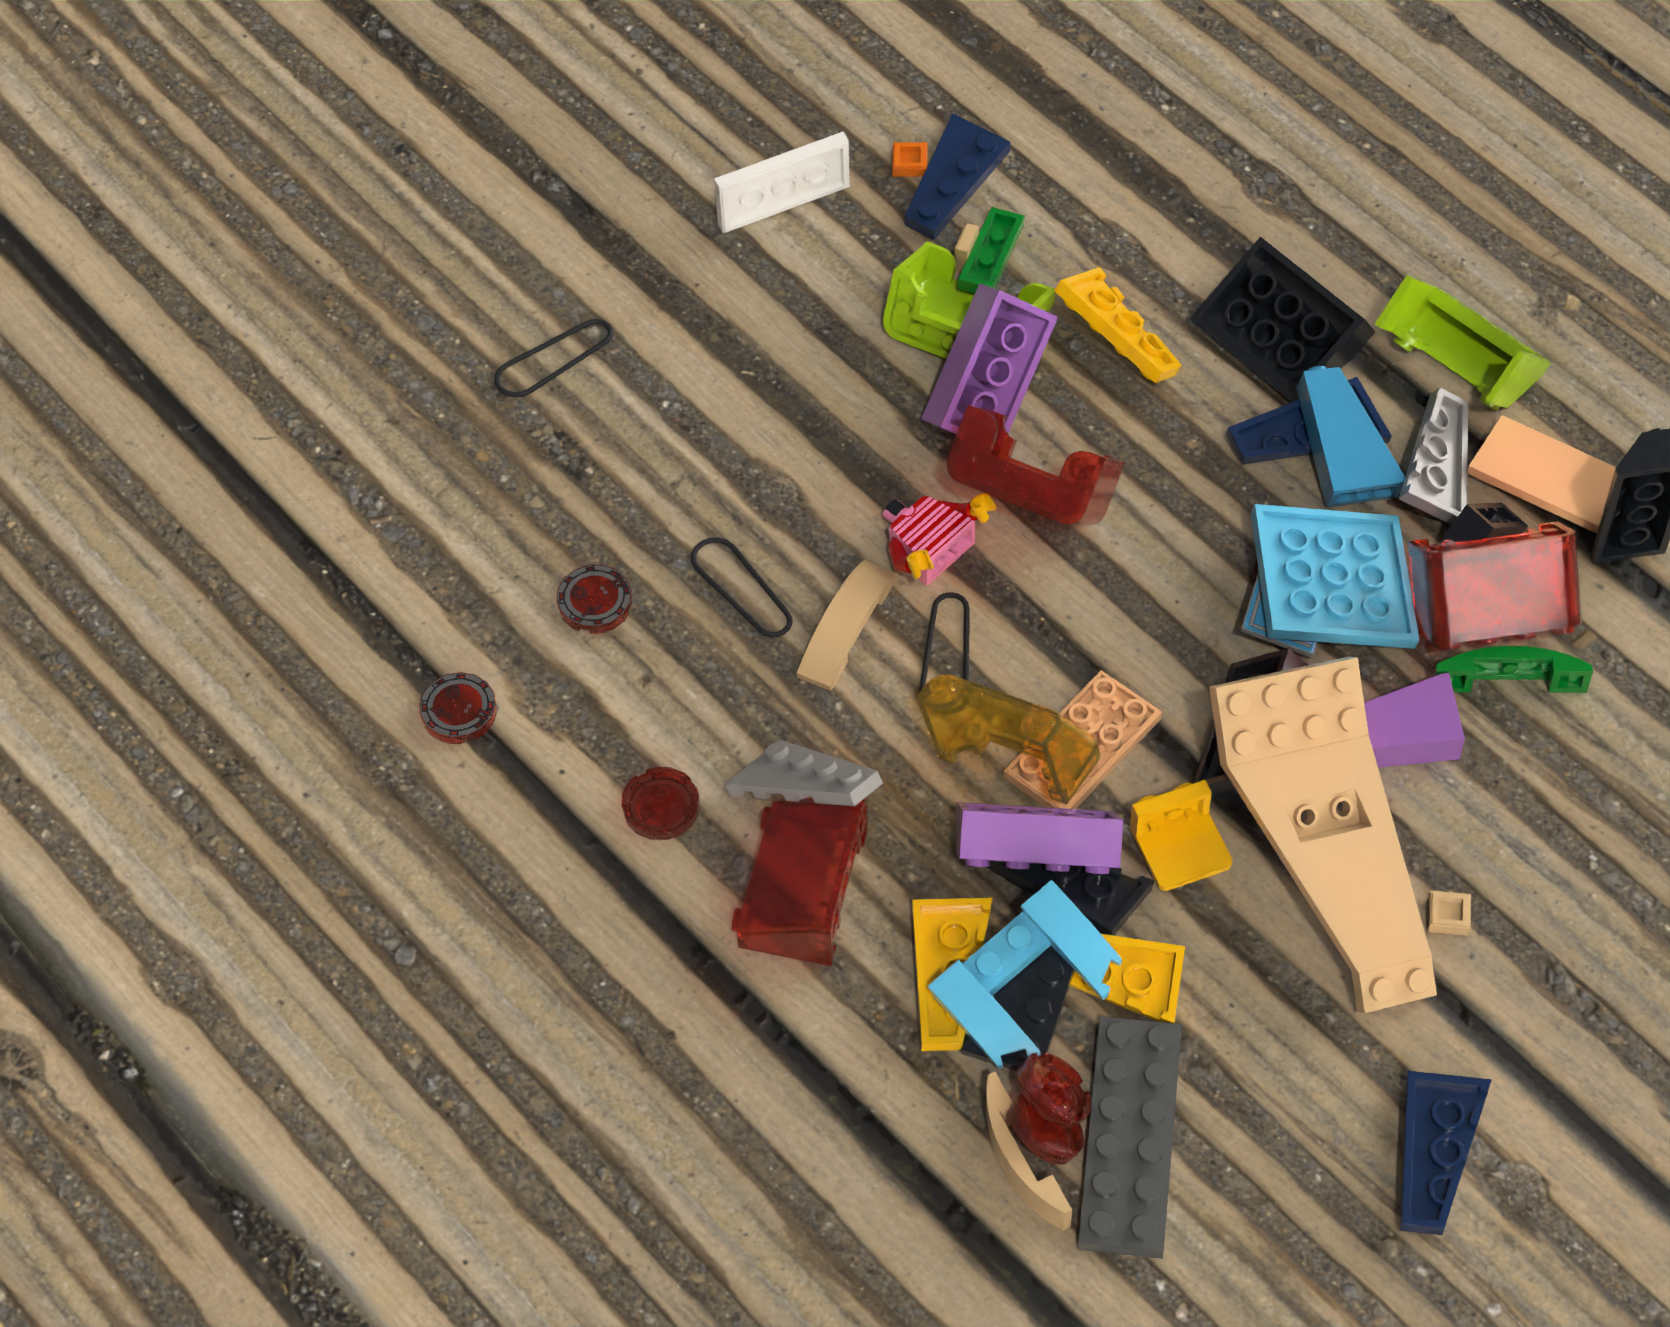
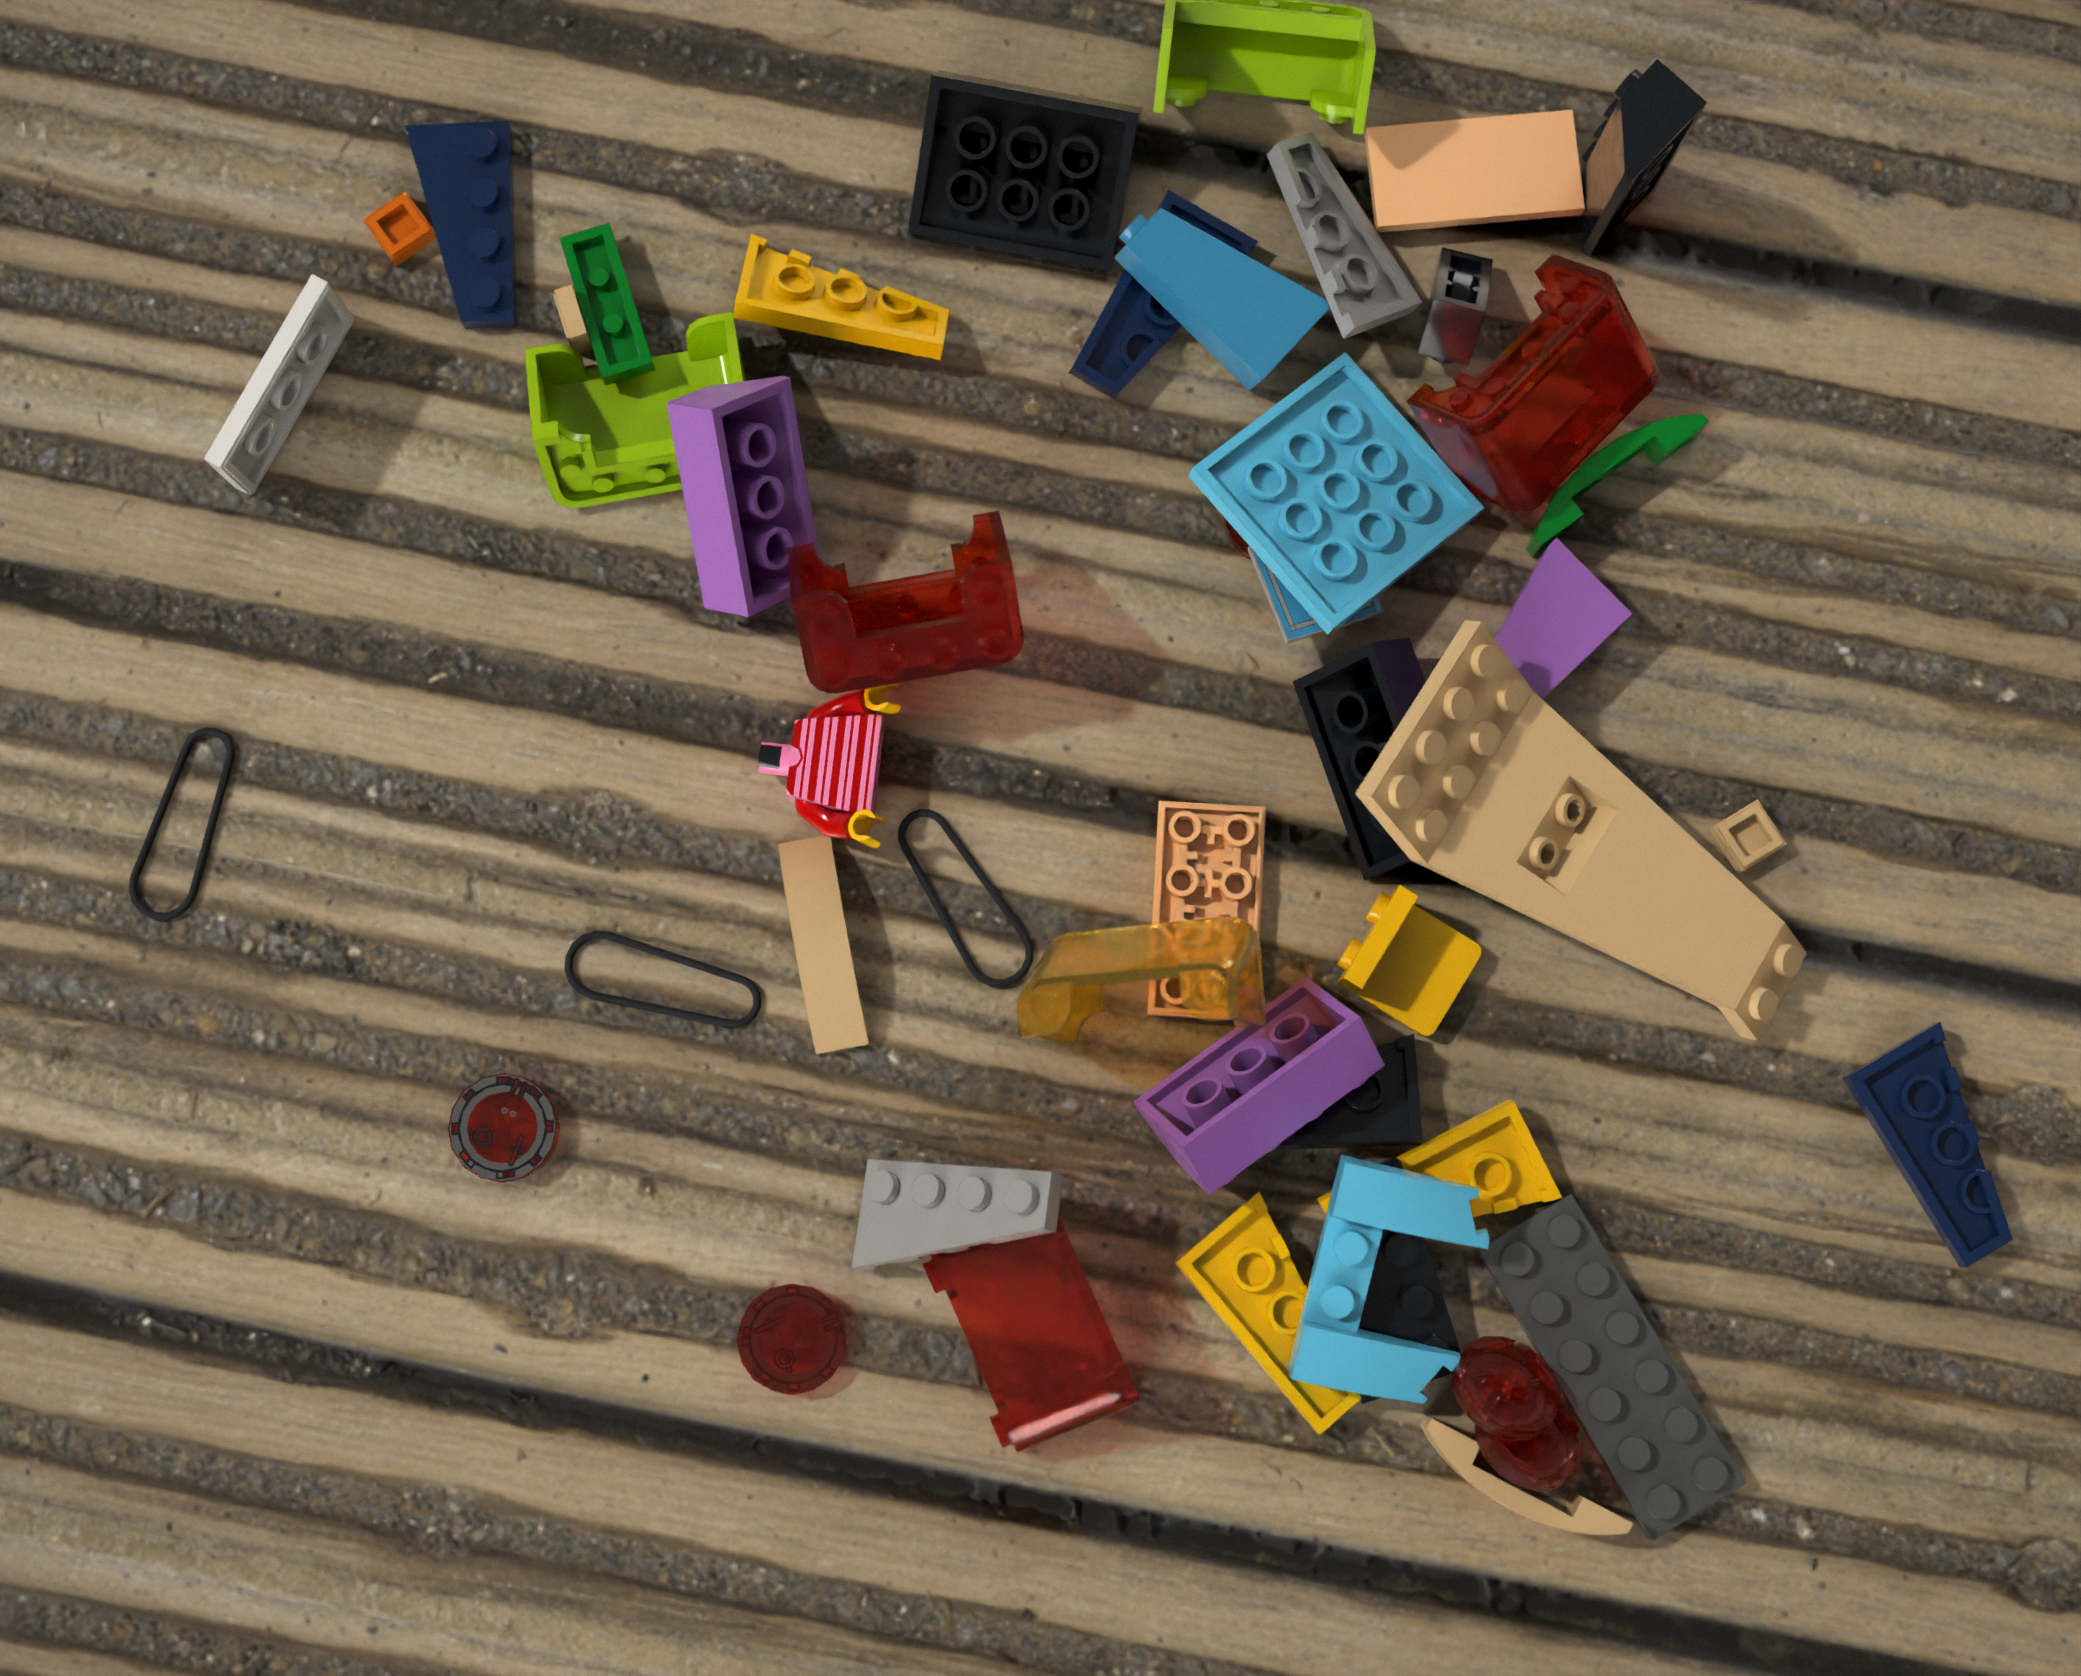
camera: 40 degrees left, 25 degrees up
(458, 708) = (459, 1391): tile -> none

